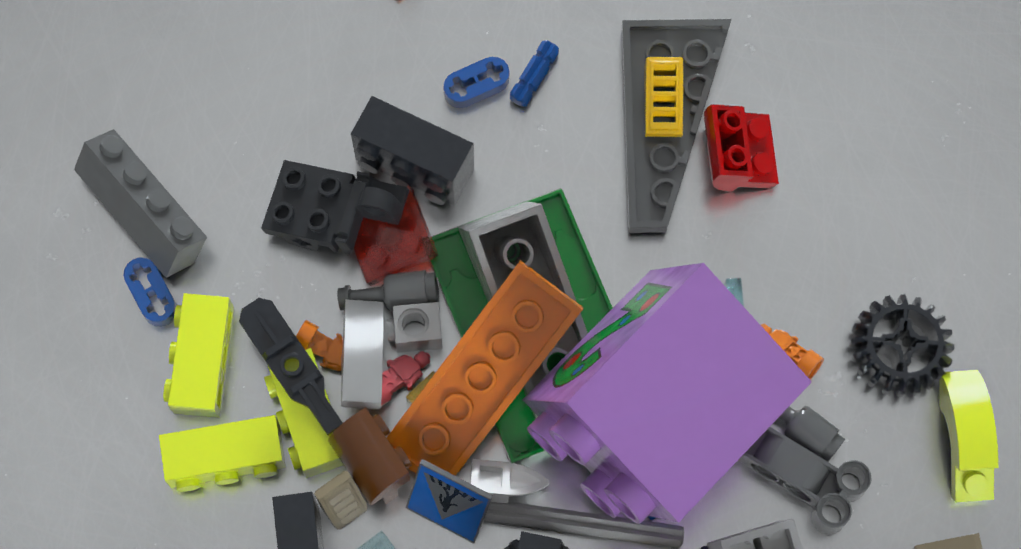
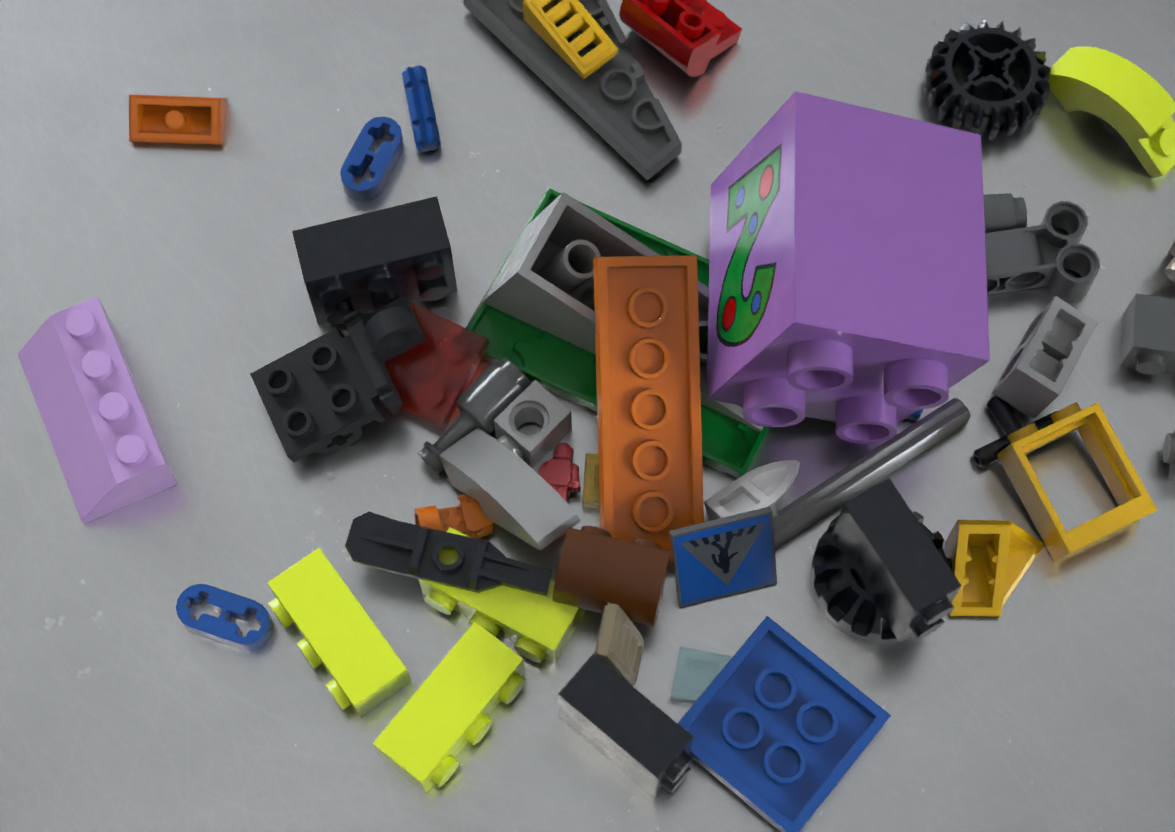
camera: 40 degrees left, 5 degrees down
(140, 203) = (134, 534): dark grey brick -> none
(186, 107) = (94, 411): none -> lavender slope

